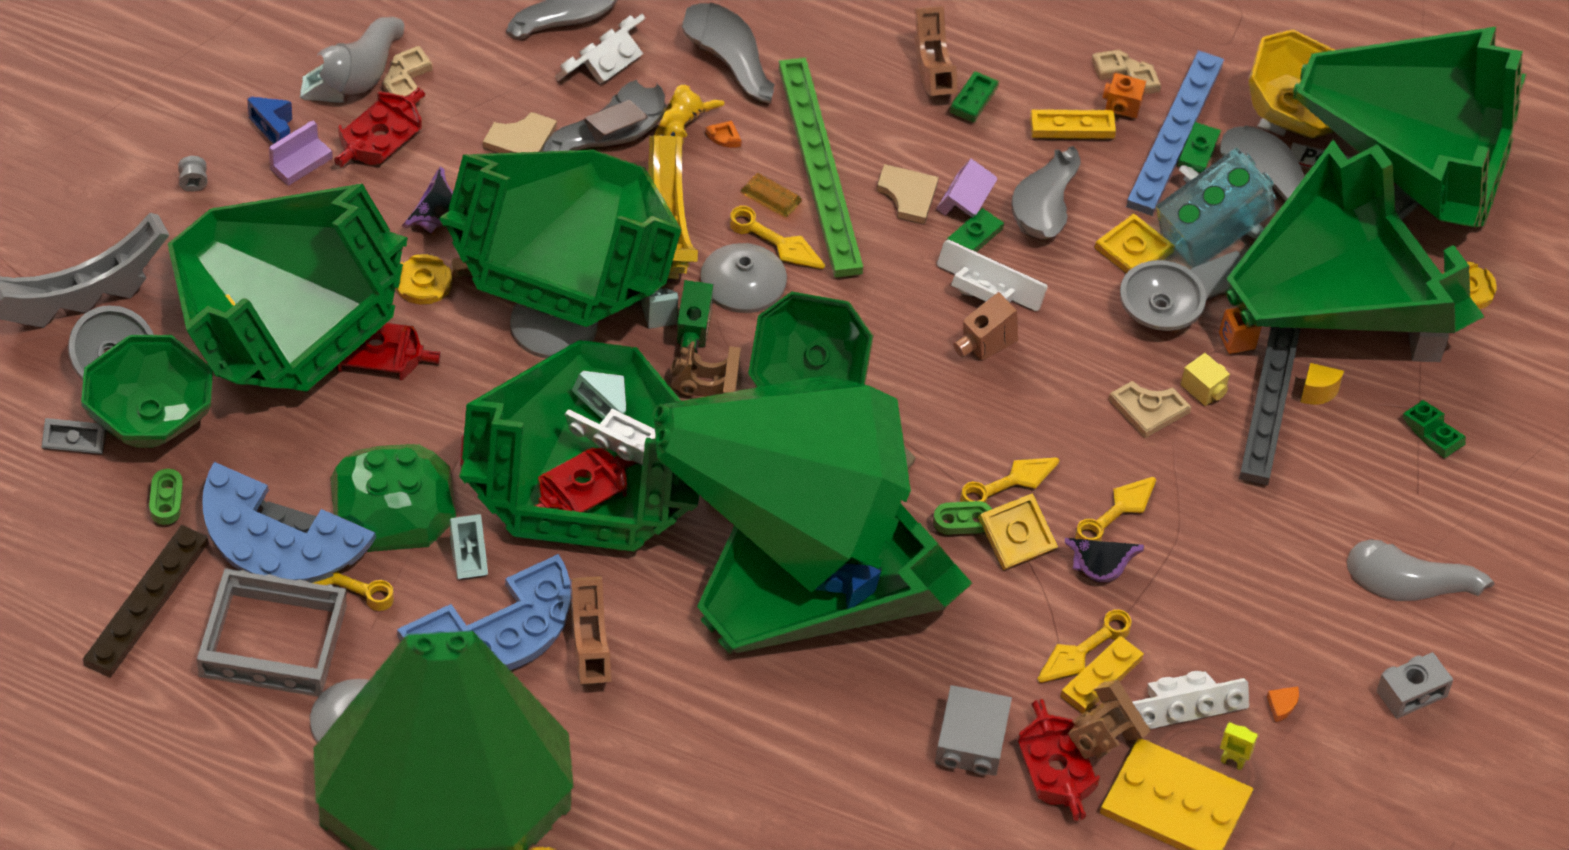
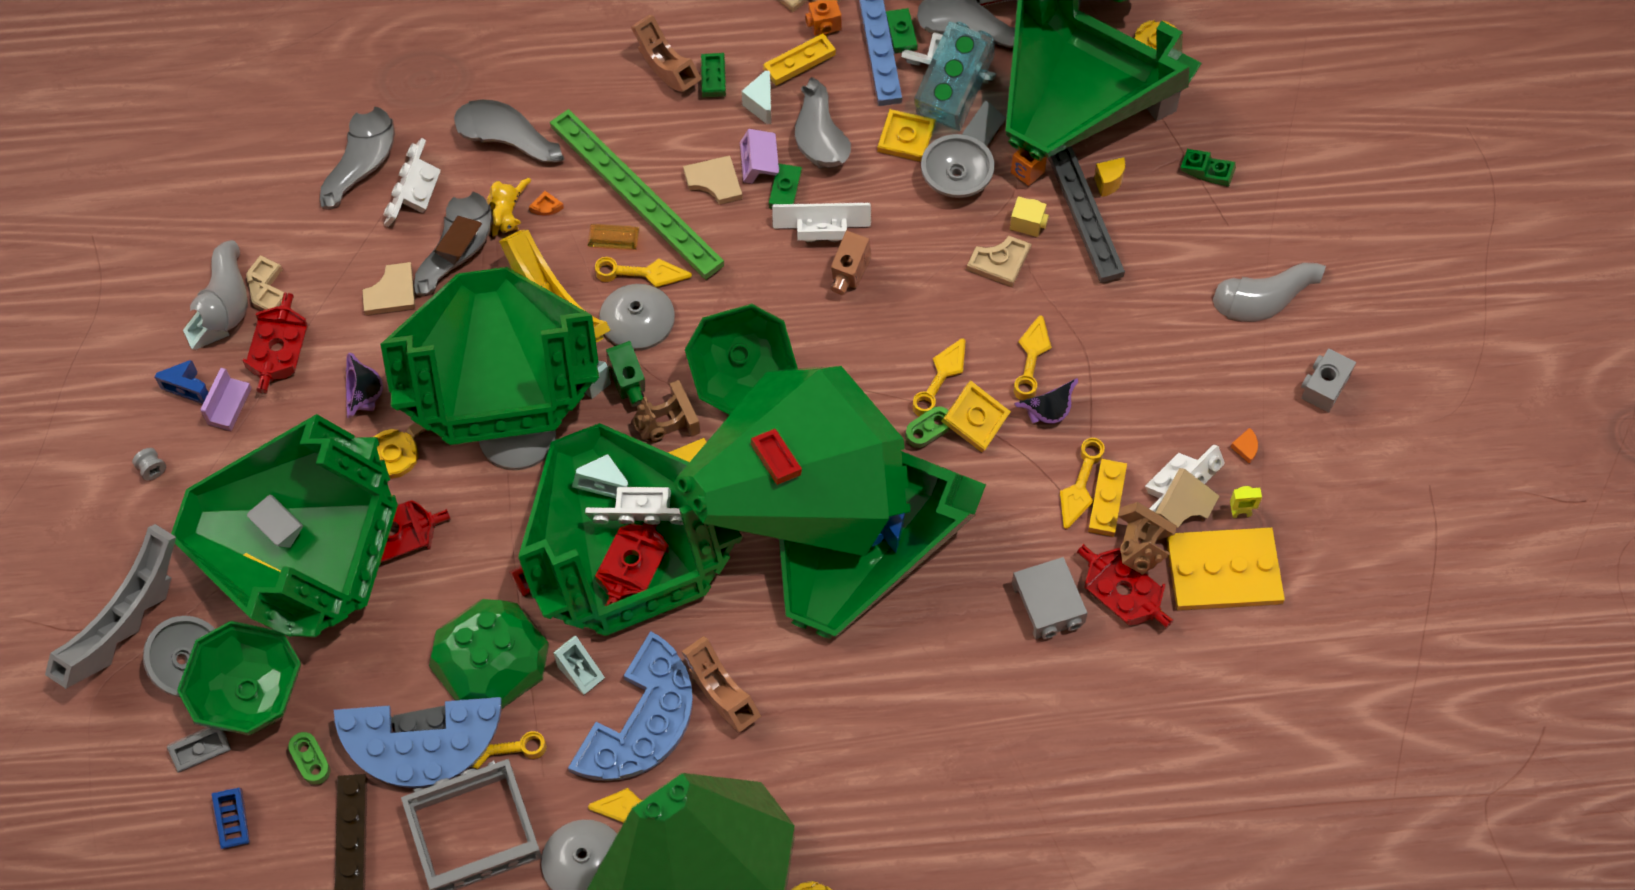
camera: 25 degrees left, 10 degrees up
(61, 487) = (218, 798): none -> blue slope
(271, 276) = (275, 521): none -> light grey slope
(766, 432) = (776, 456): none -> red tile
(1006, 137) = (757, 97): none -> light aqua slope
(1179, 711) = (1186, 498): none -> tan tile

